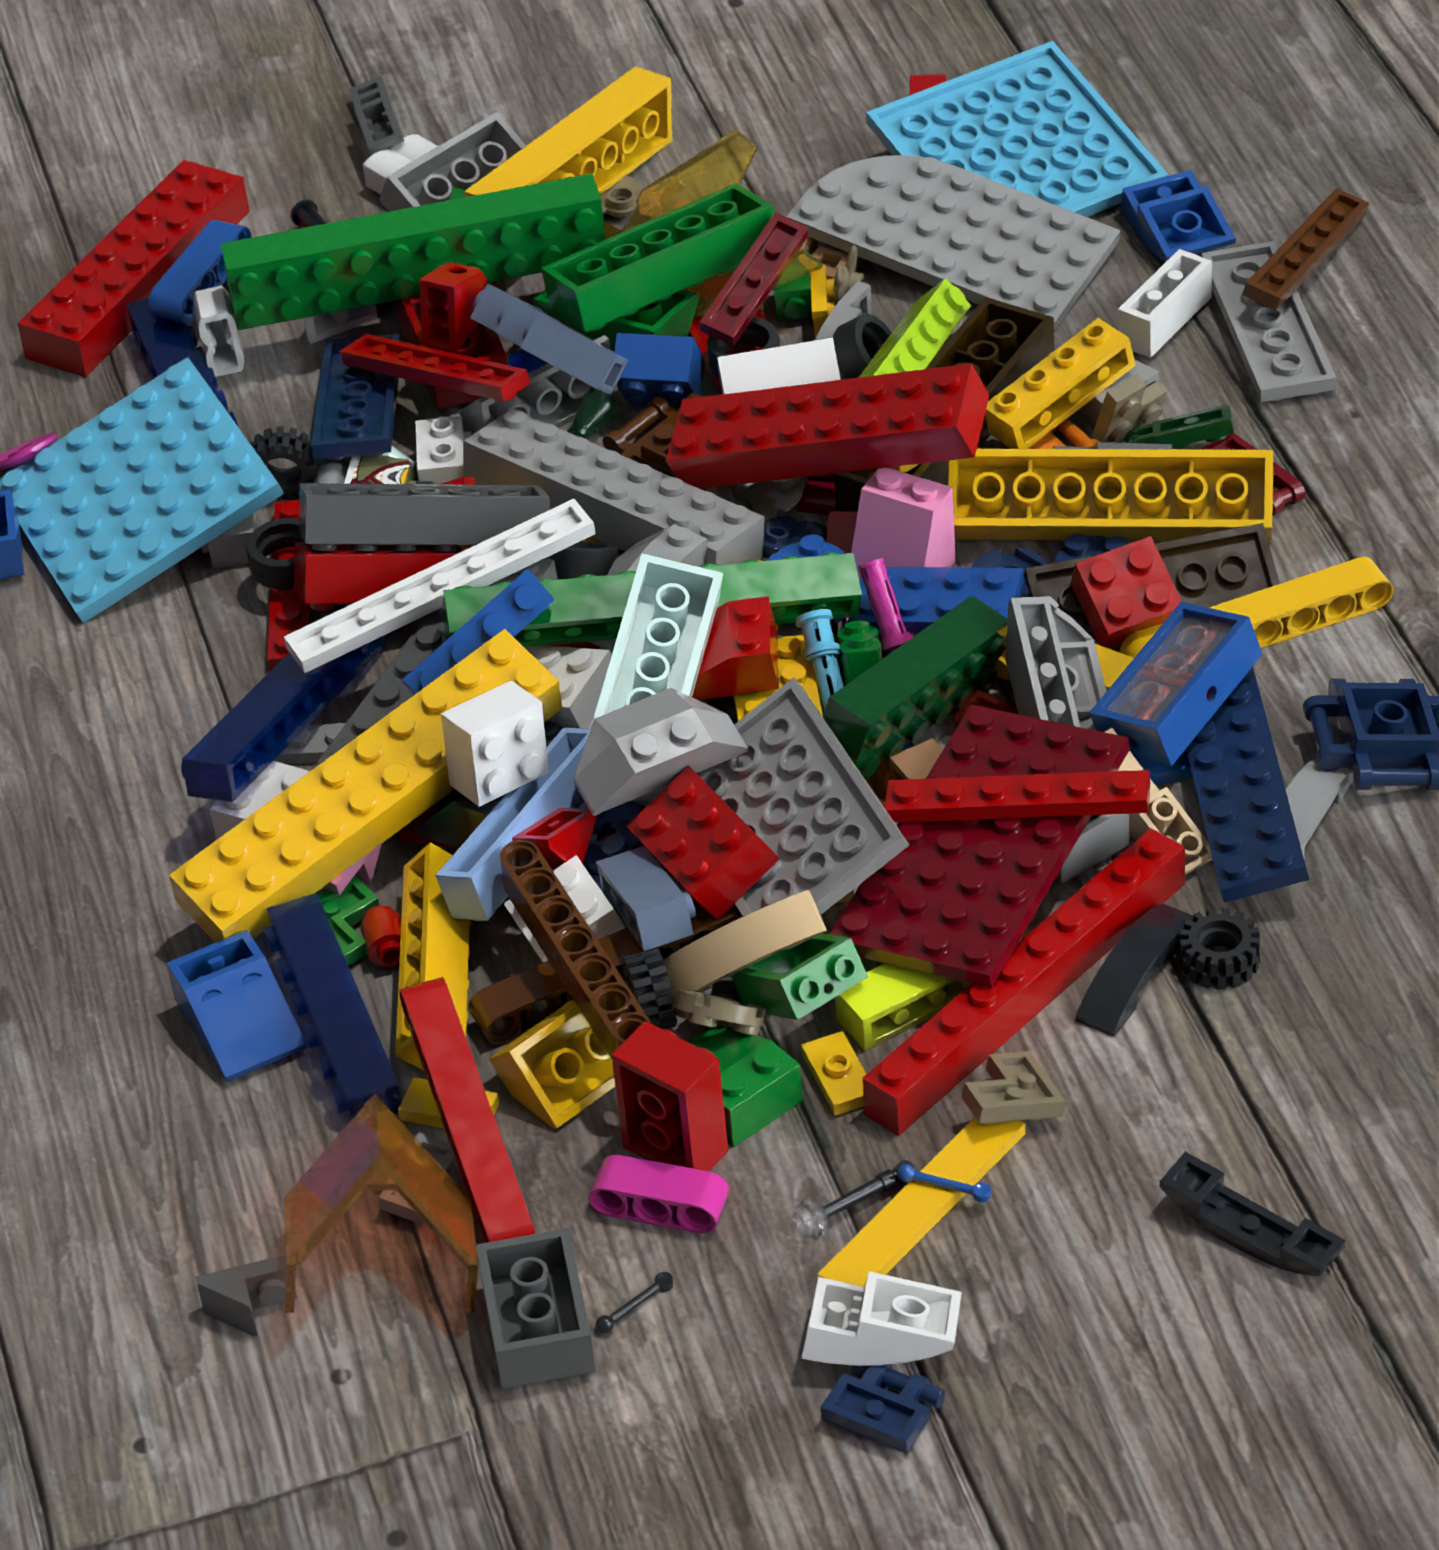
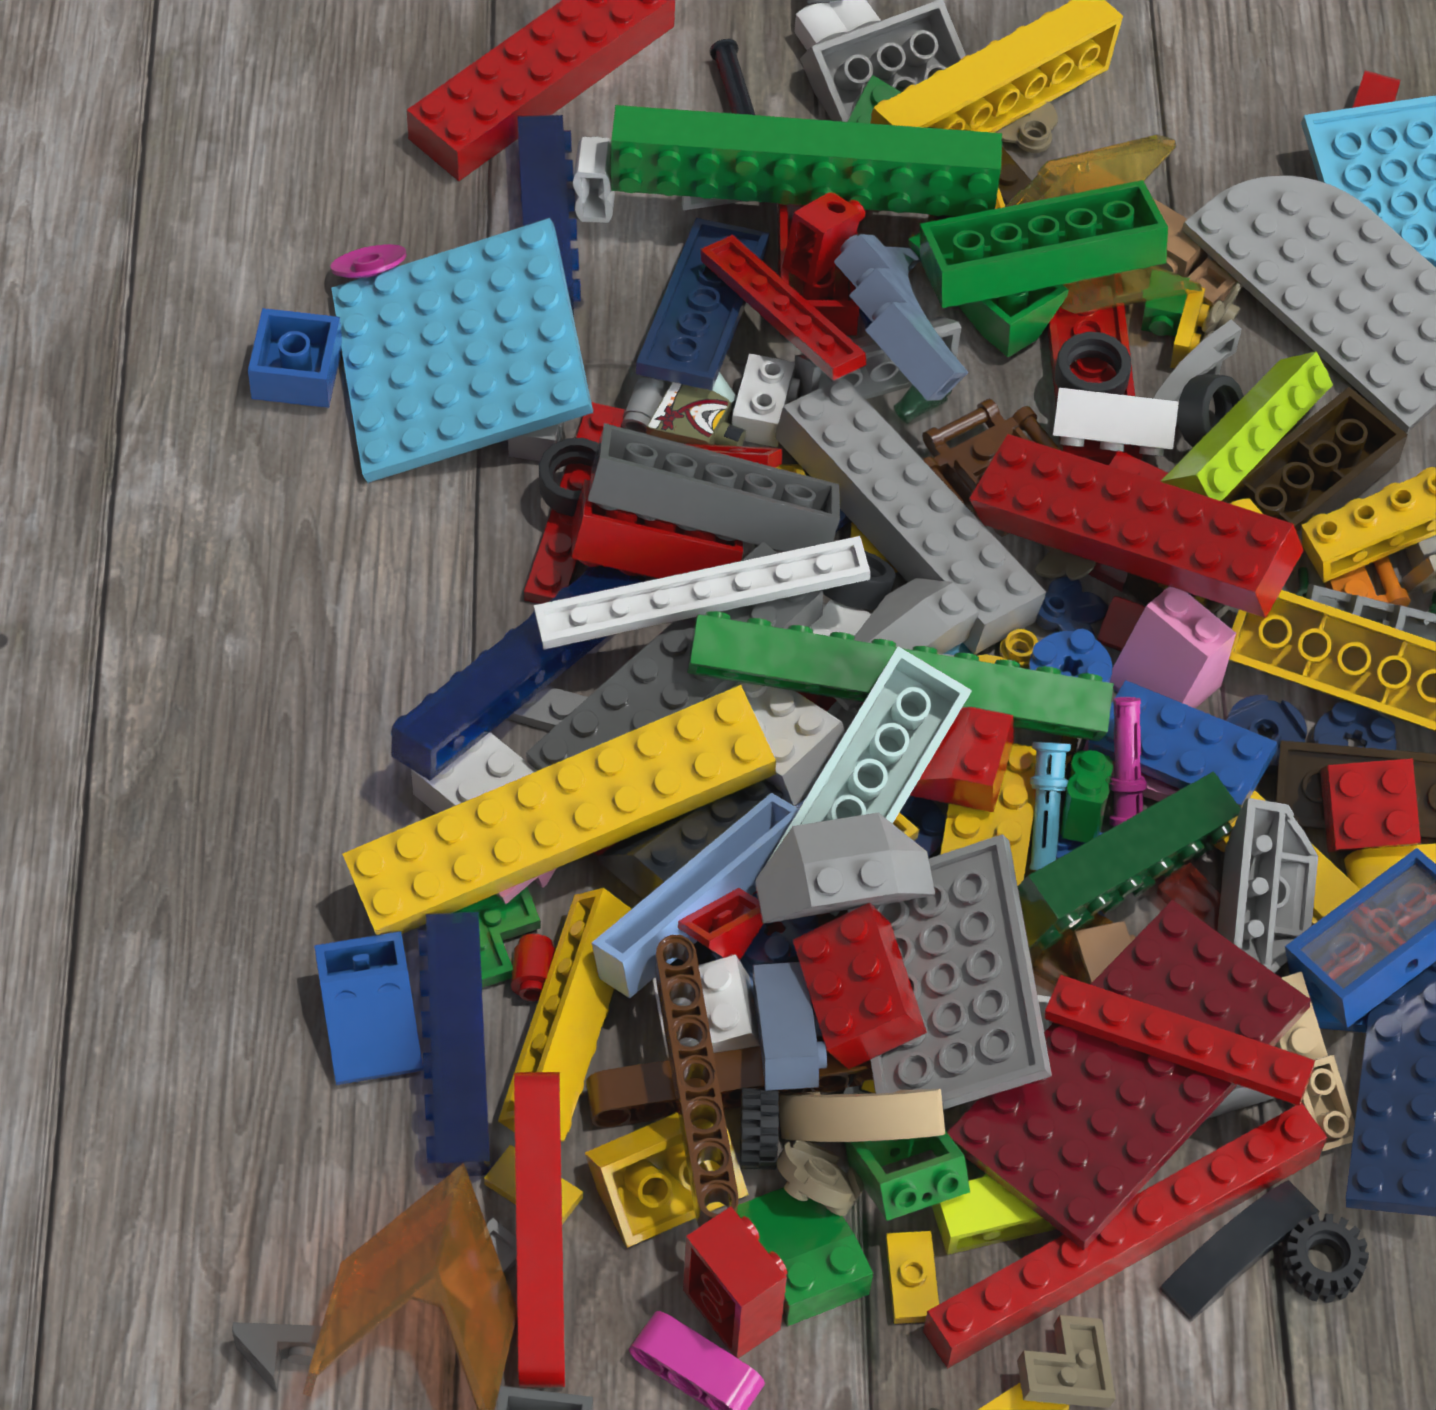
camera: 10 degrees right, 15 degrees up
(195, 270) = (591, 108): blue beam -> none
(289, 447) = (609, 361): black tyre -> none
(495, 743) = (692, 815): white brick -> none
(508, 610) = (742, 665): blue plate -> none
(659, 367) = (1003, 369): blue brick -> none
(754, 279) = (1124, 302): dark red plate -> none

